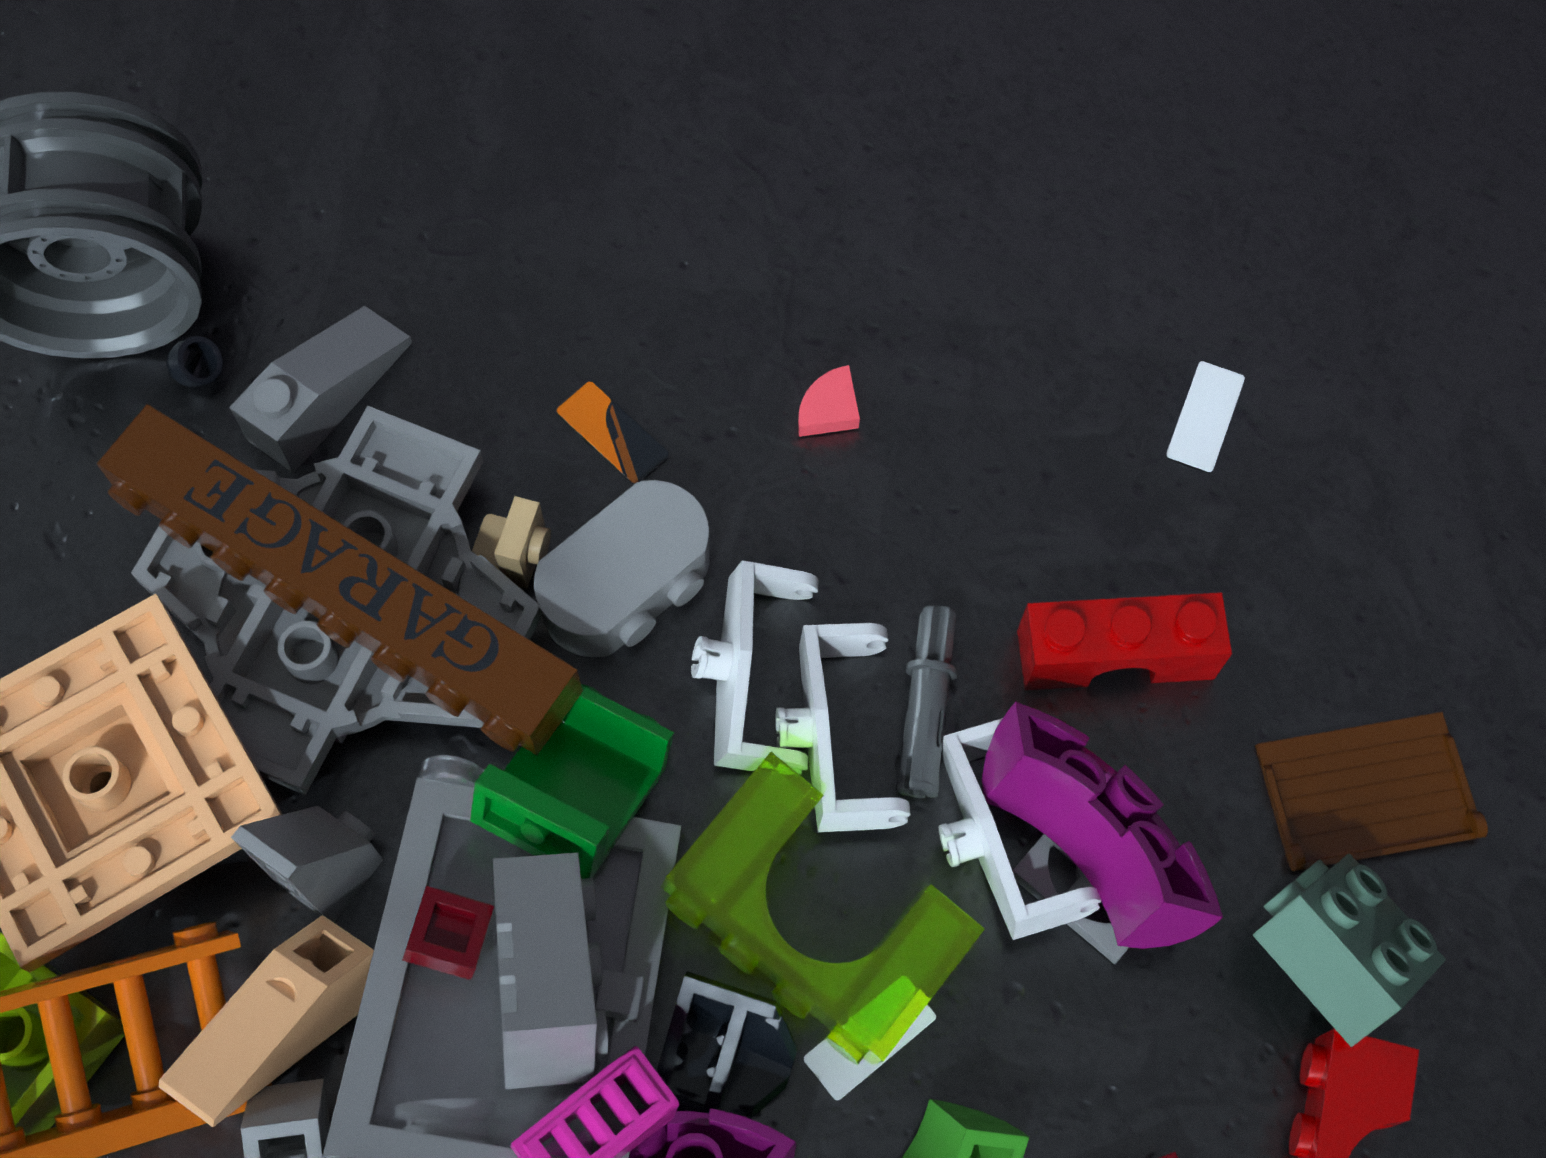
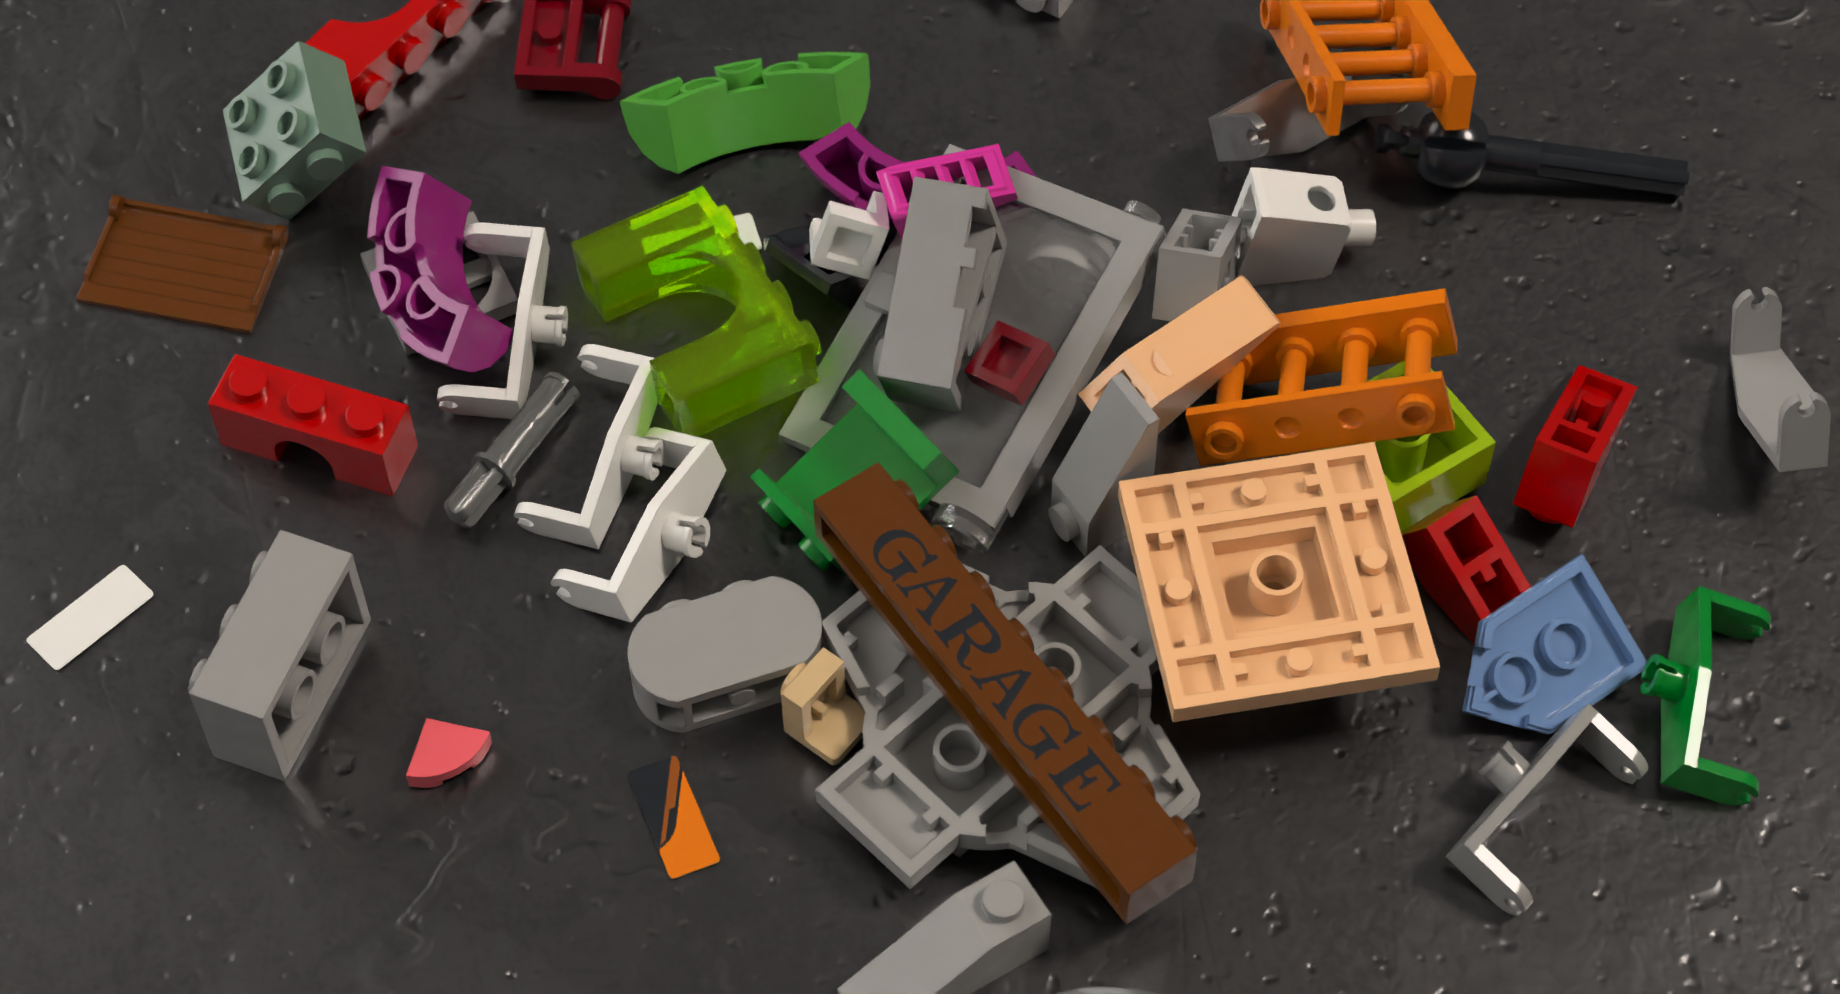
camera: 155 degrees left, 10 degrees down
(695, 1054) = (850, 237): none -> white panel
(1007, 393) = (280, 654): none -> light grey brick

